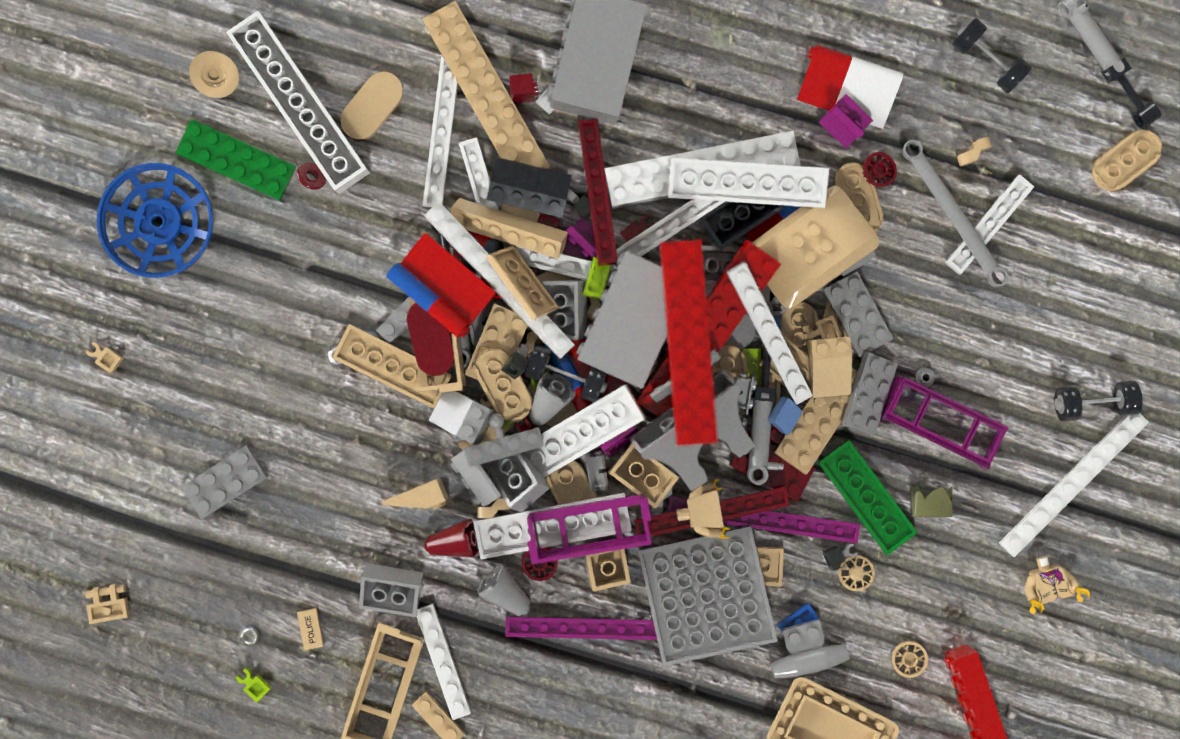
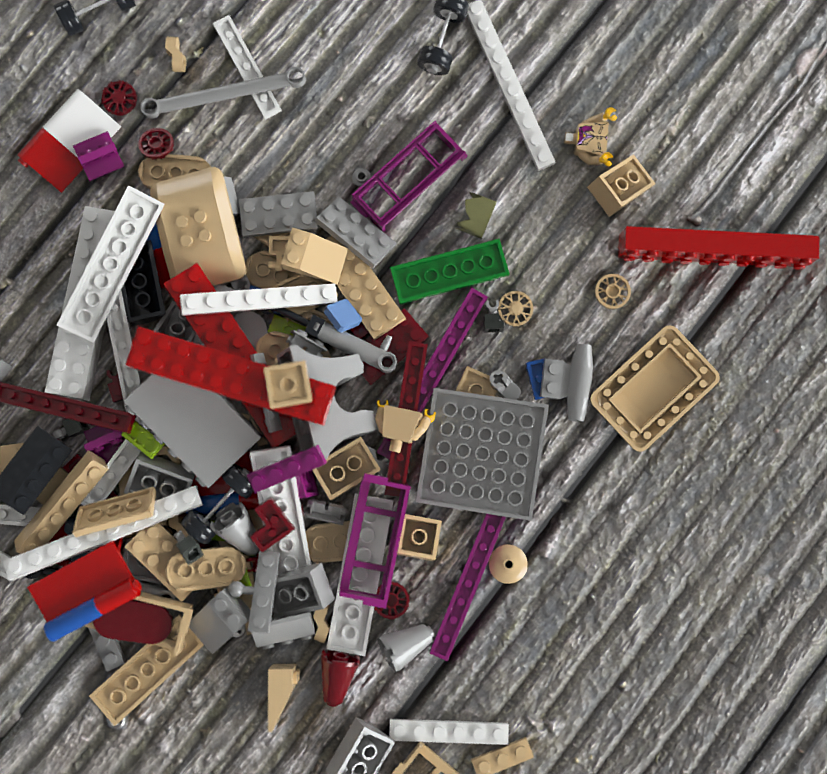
camera: 65 degrees left, 5 degrees down
(566, 434) = (275, 527): none -> dark red plate
(618, 648) = (497, 564): none -> tan dish
(623, 426) = (286, 468): none -> magenta plate
(702, 402) = (288, 384): none -> tan plate
(782, 585) = (499, 379): none -> light grey piece
(910, 115) = (119, 98): none -> dark red wheel
(1016, 629) = (621, 185): none -> tan slope

